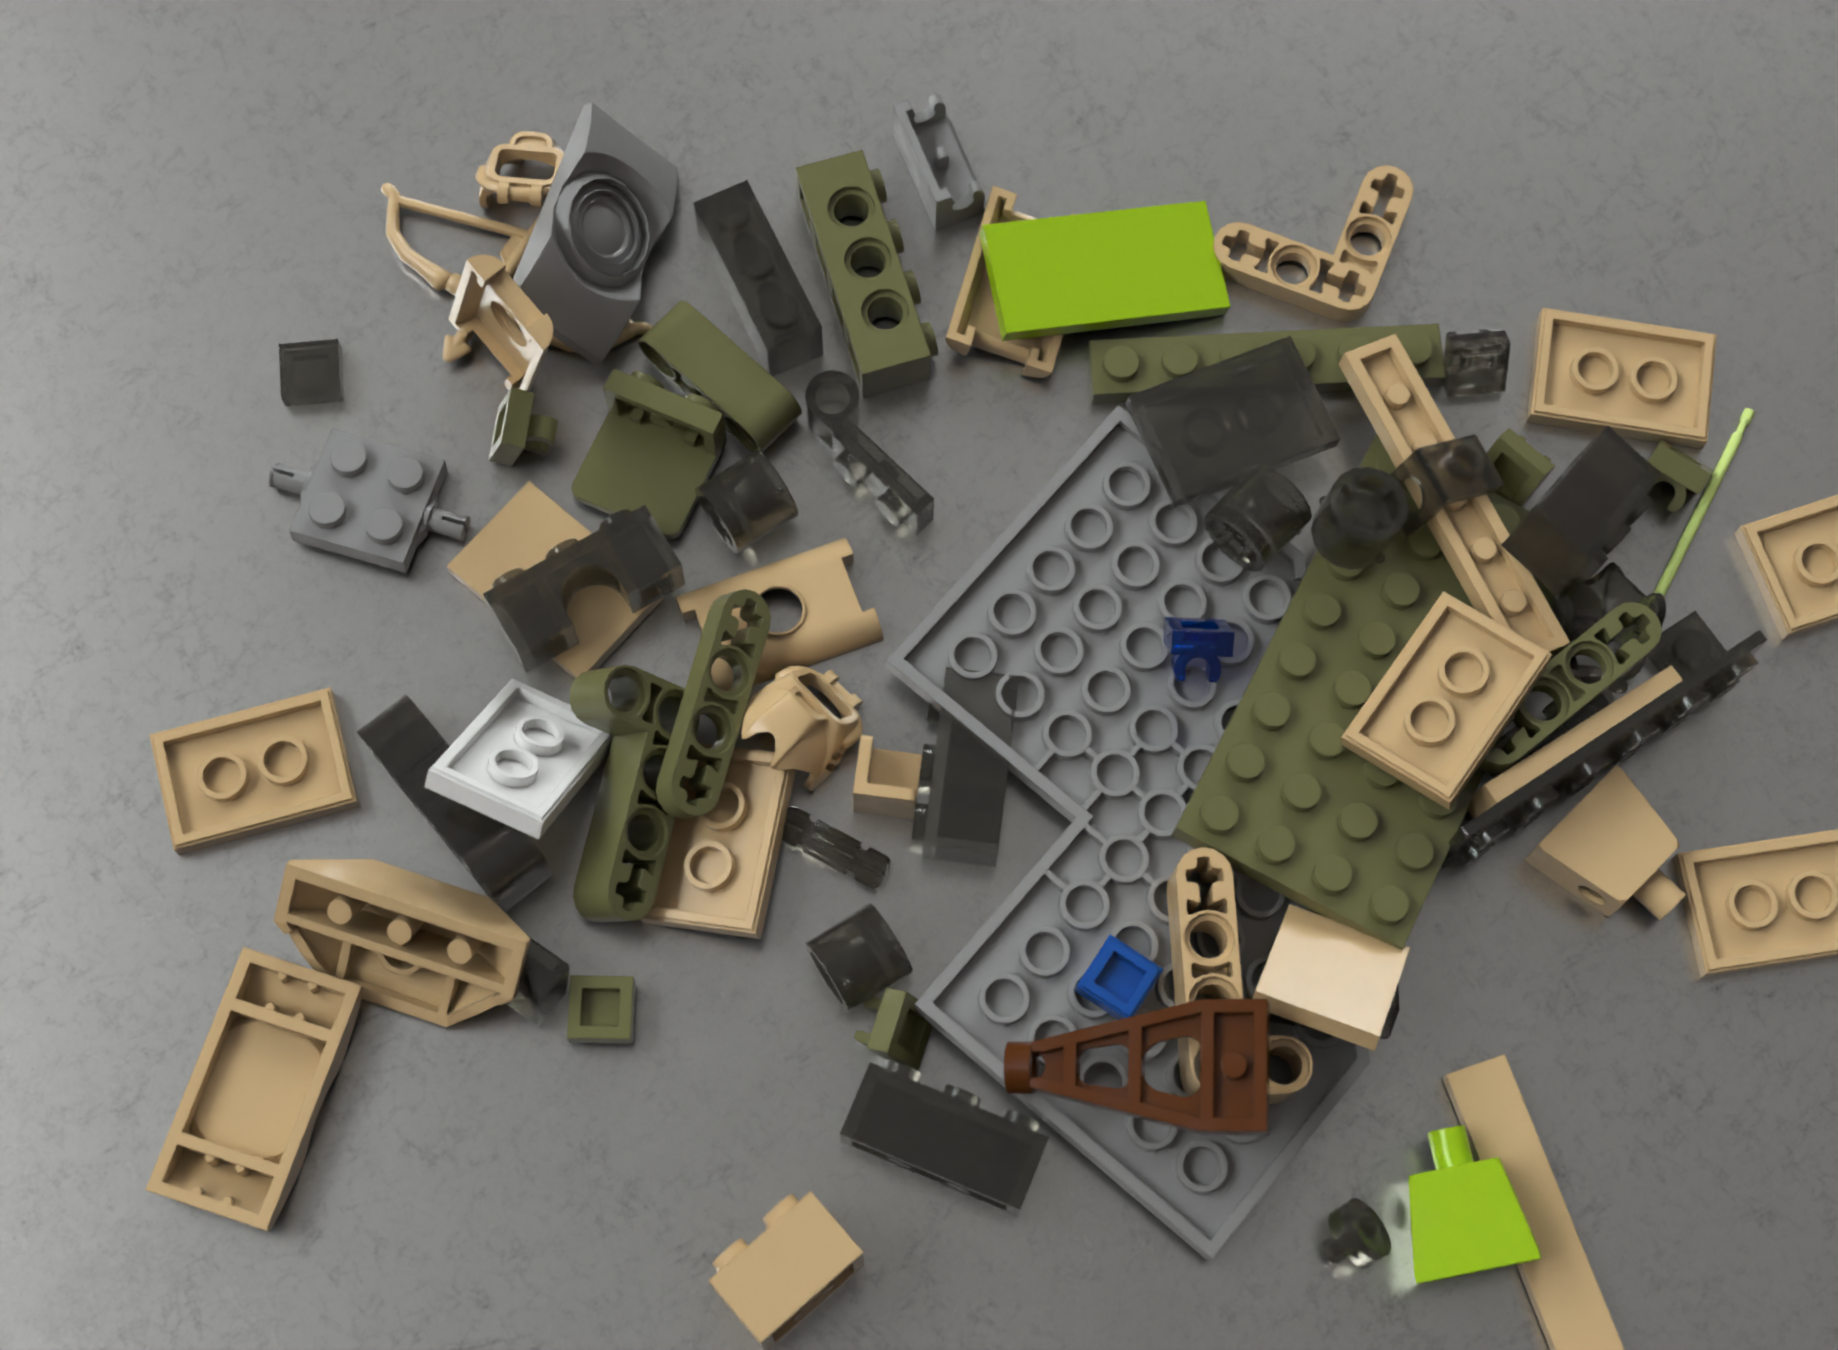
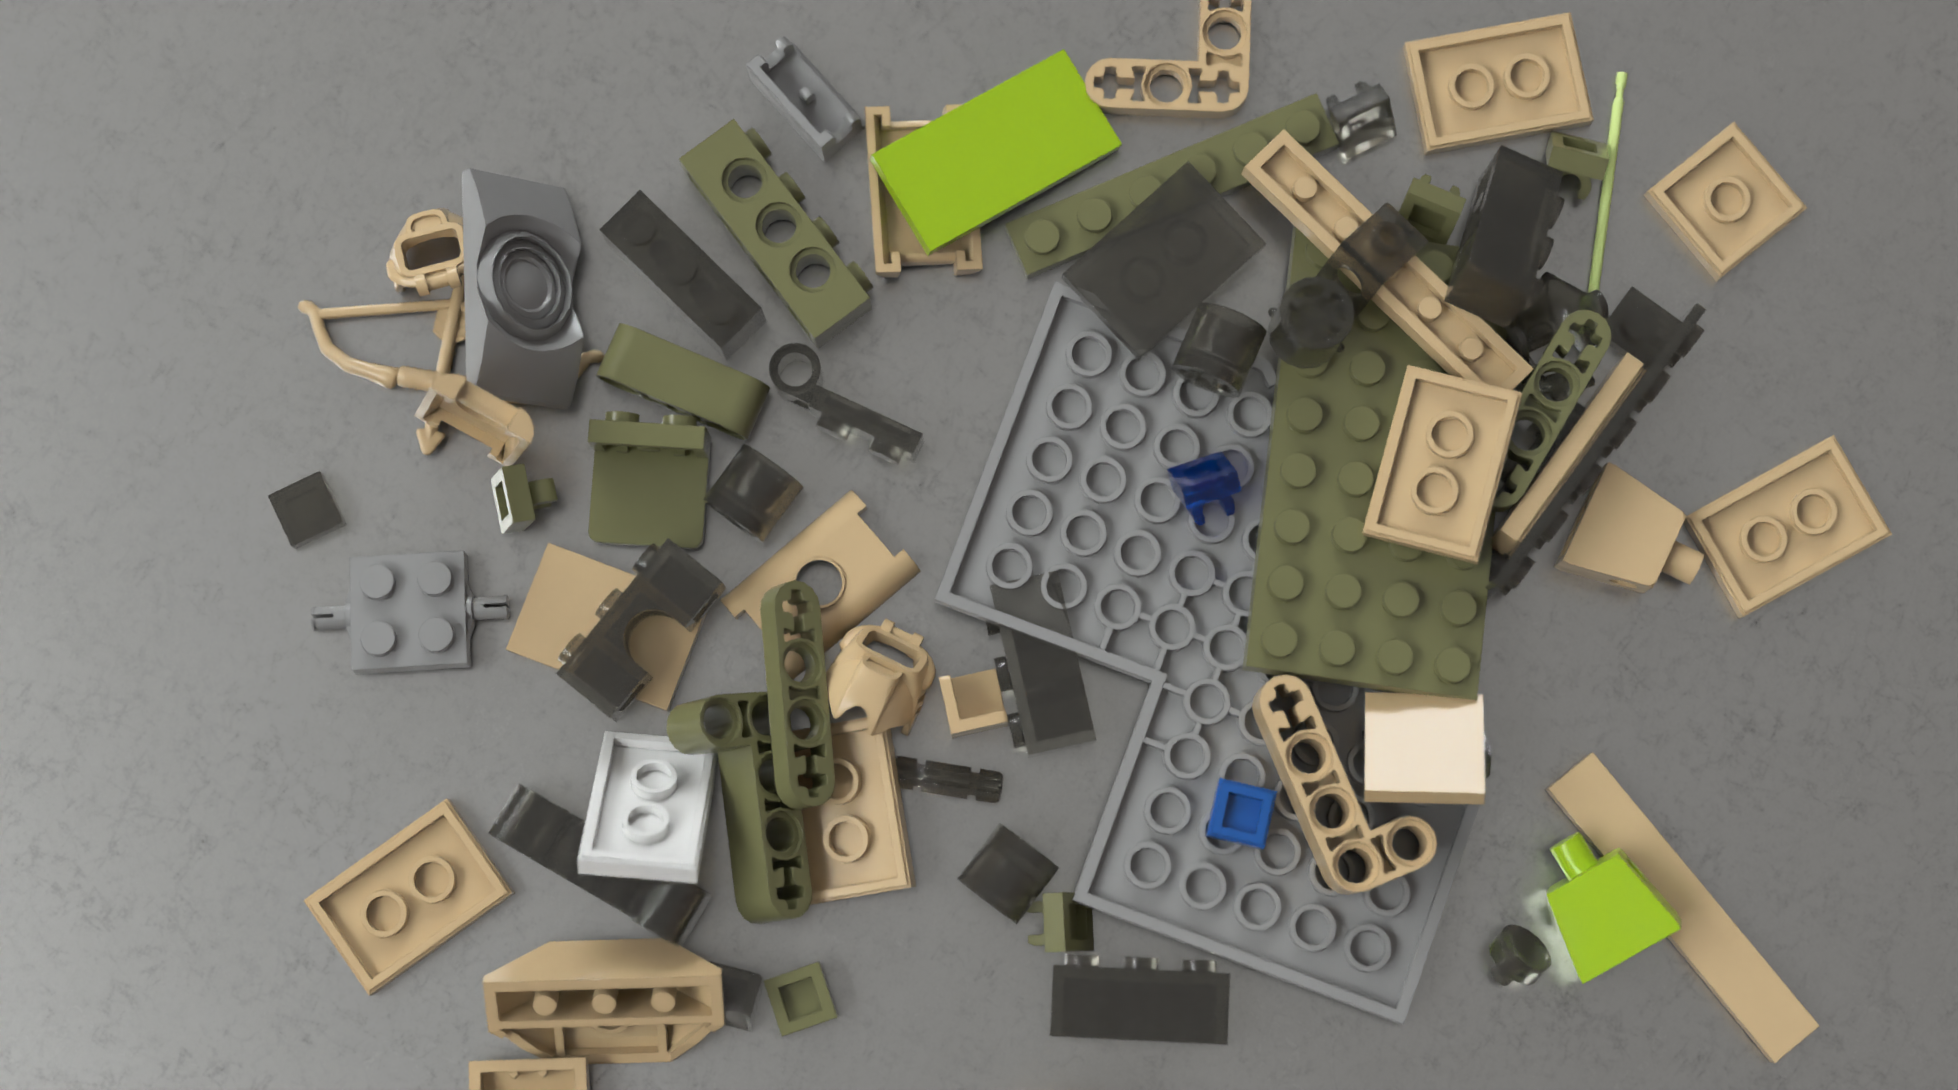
camera: 15 degrees left, 10 degrees up
(1232, 1067) = (1368, 865): reddish brown plate -> none

